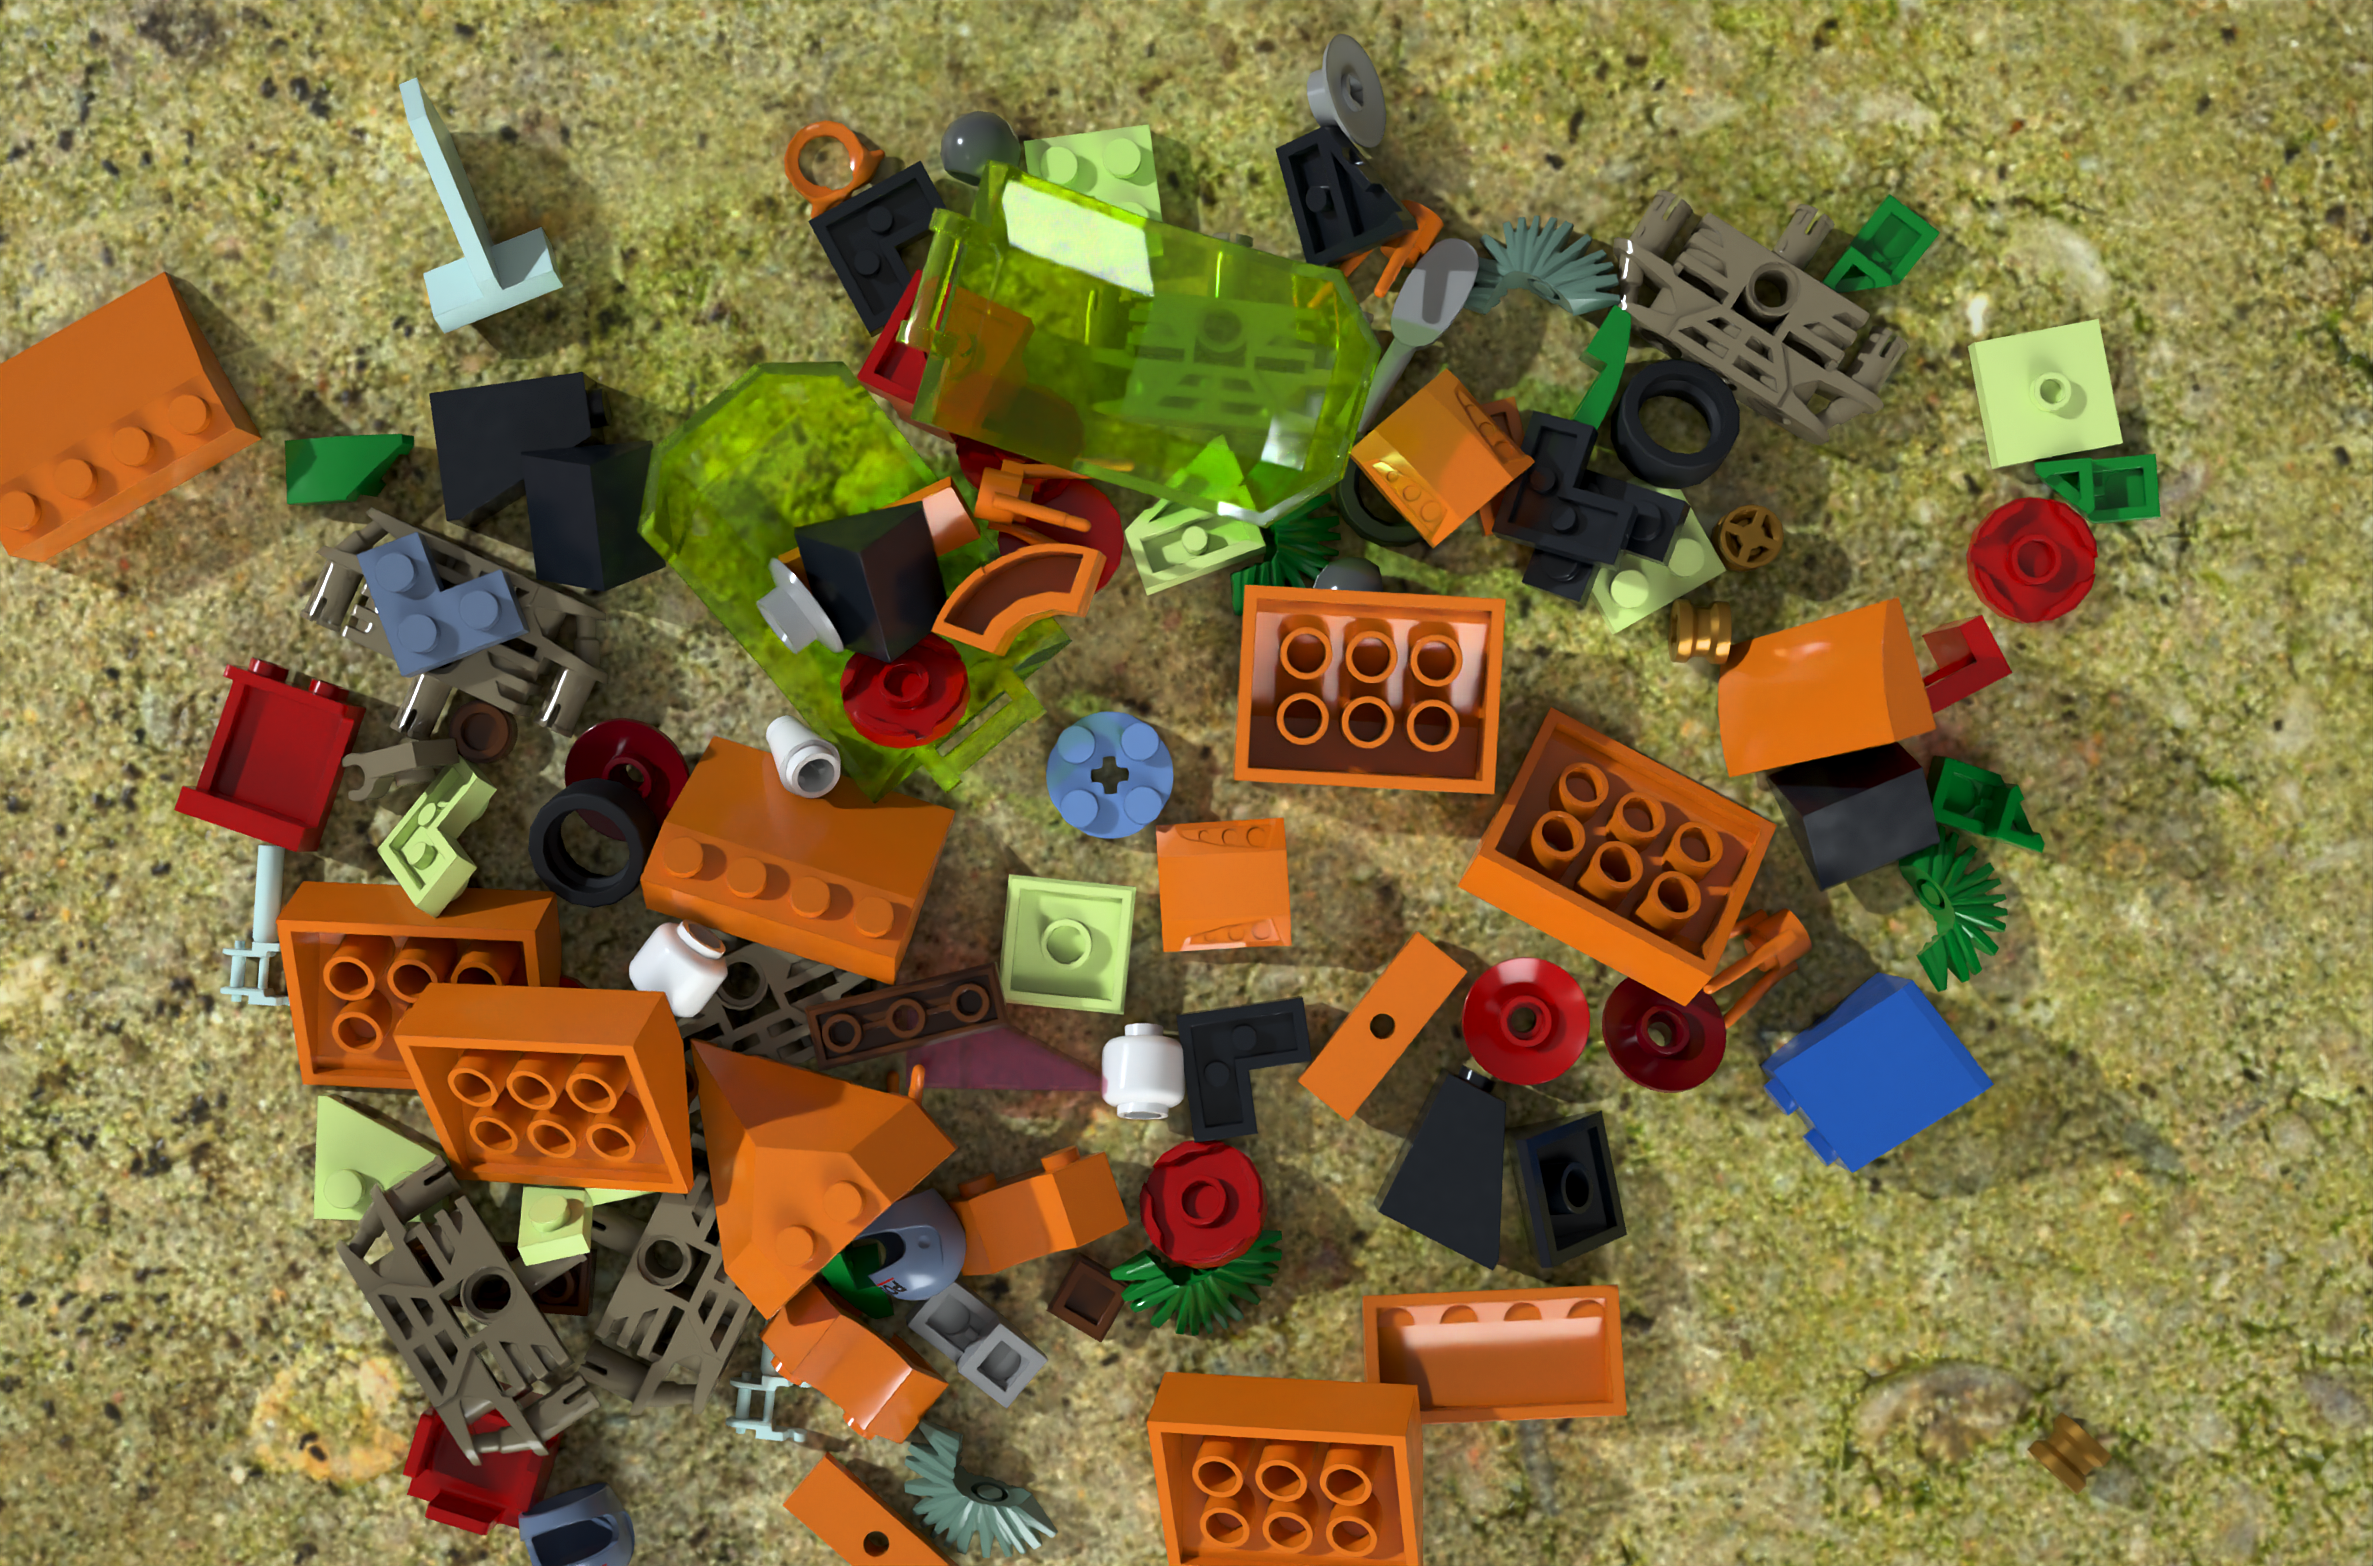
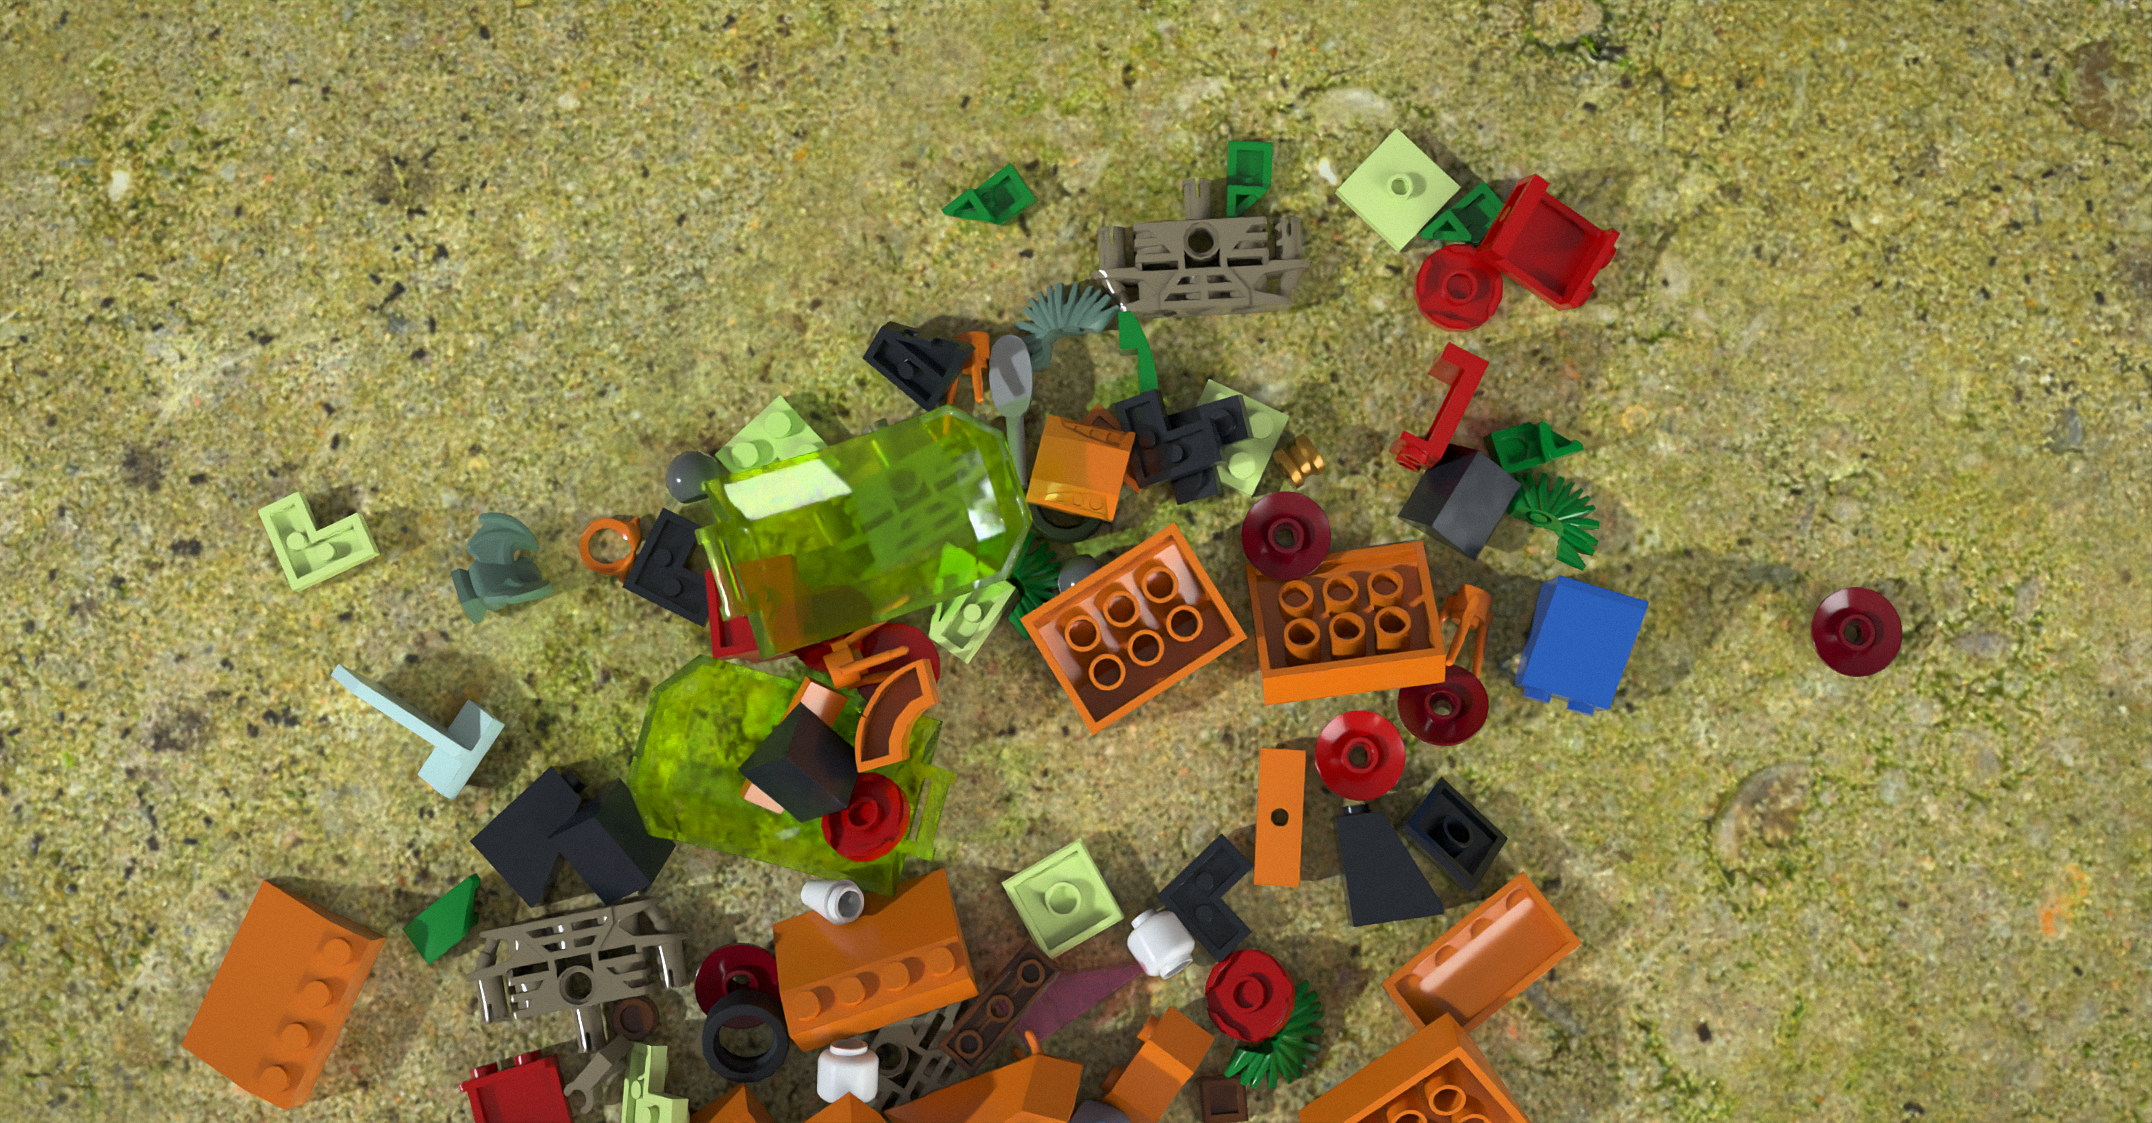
camera: 35 degrees left, 5 degrees down
(432, 623) = (562, 974): sand blue plate -> none
(670, 102) = (495, 575): none -> sand green animal
(795, 612) = (772, 818): light grey piece -> none
(1084, 801) = (1045, 787): medium blue plate -> none
(1223, 884) = (1130, 800): orange slope -> none
(1348, 92) = (882, 298): light grey piece -> none
(1562, 71) = (995, 200): none -> green slope
(1653, 699) = (1288, 513): none -> dark red dish
(1694, 386) = (1193, 325): black tyre -> none
(1754, 528) = (1294, 379): pearl gold wheel -> none
(1821, 690) = (1389, 448): orange slope -> none
(2069, 1453) = (1851, 783): pearl gold wheel -> none
(2174, 583) = (1547, 245): none -> red panel
(2230, 1294) = (1876, 626): none -> dark red dish

